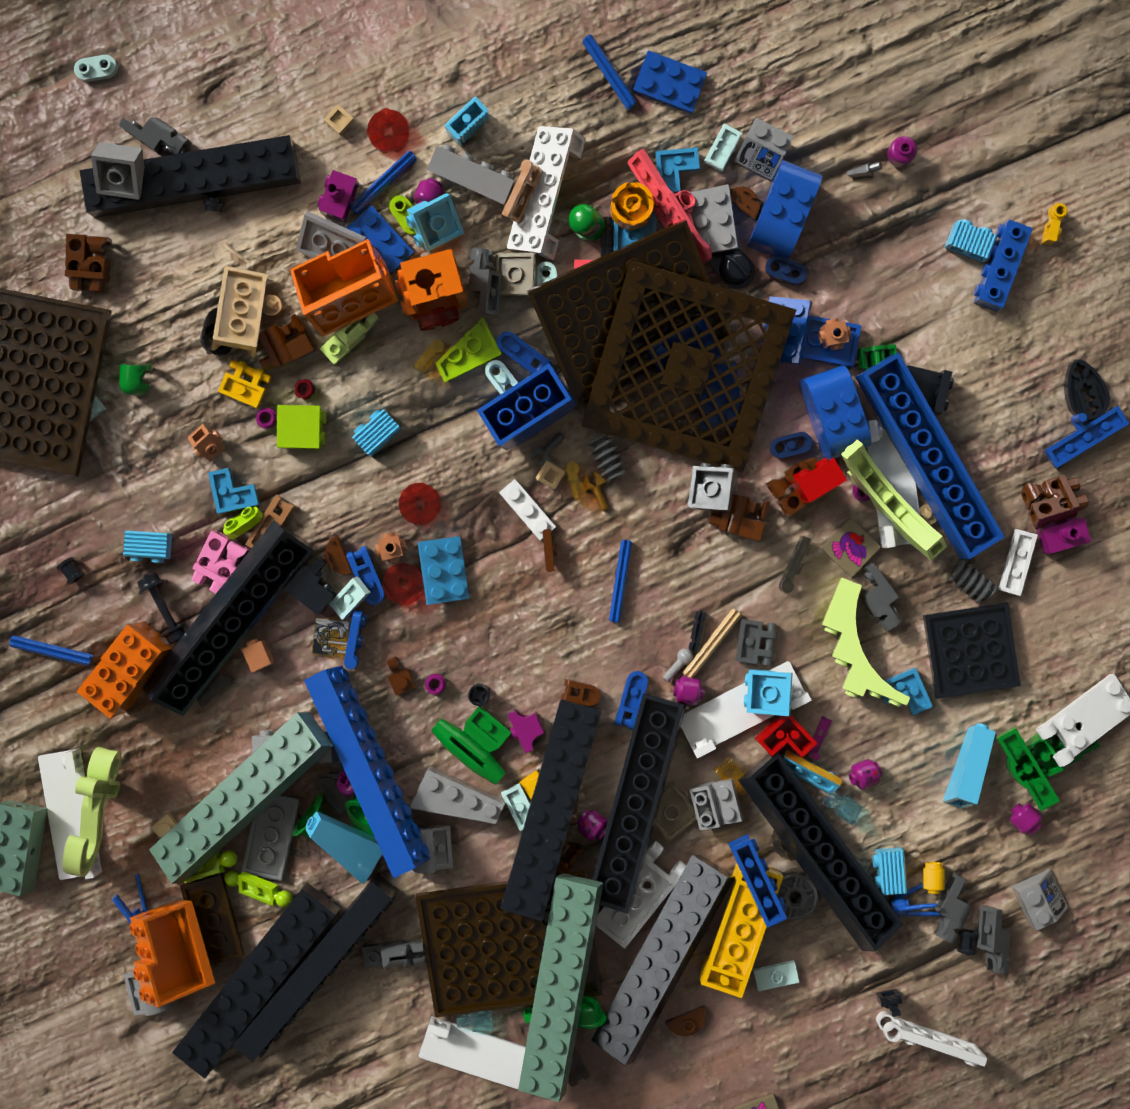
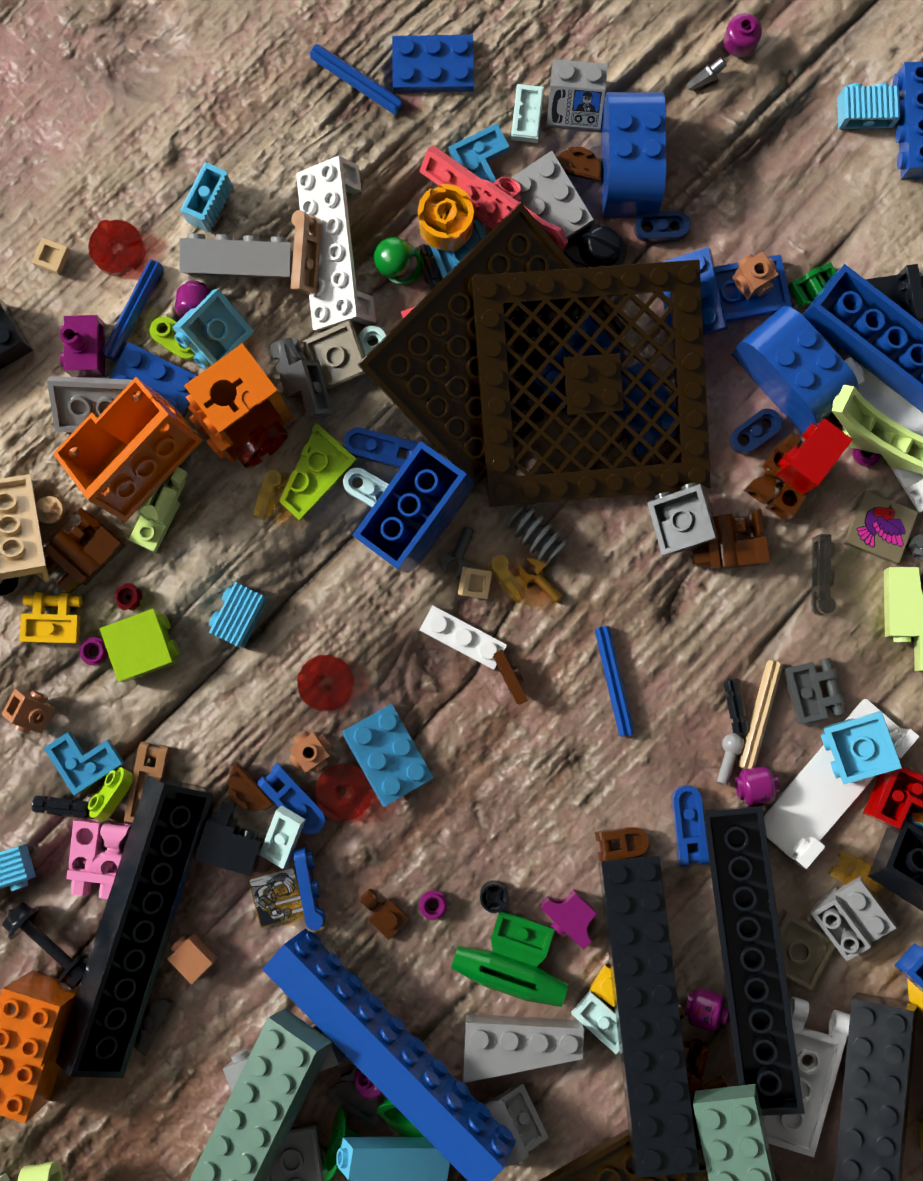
camera: 20 degrees left, 5 degrees down
(204, 517) = (60, 806): none -> black axle

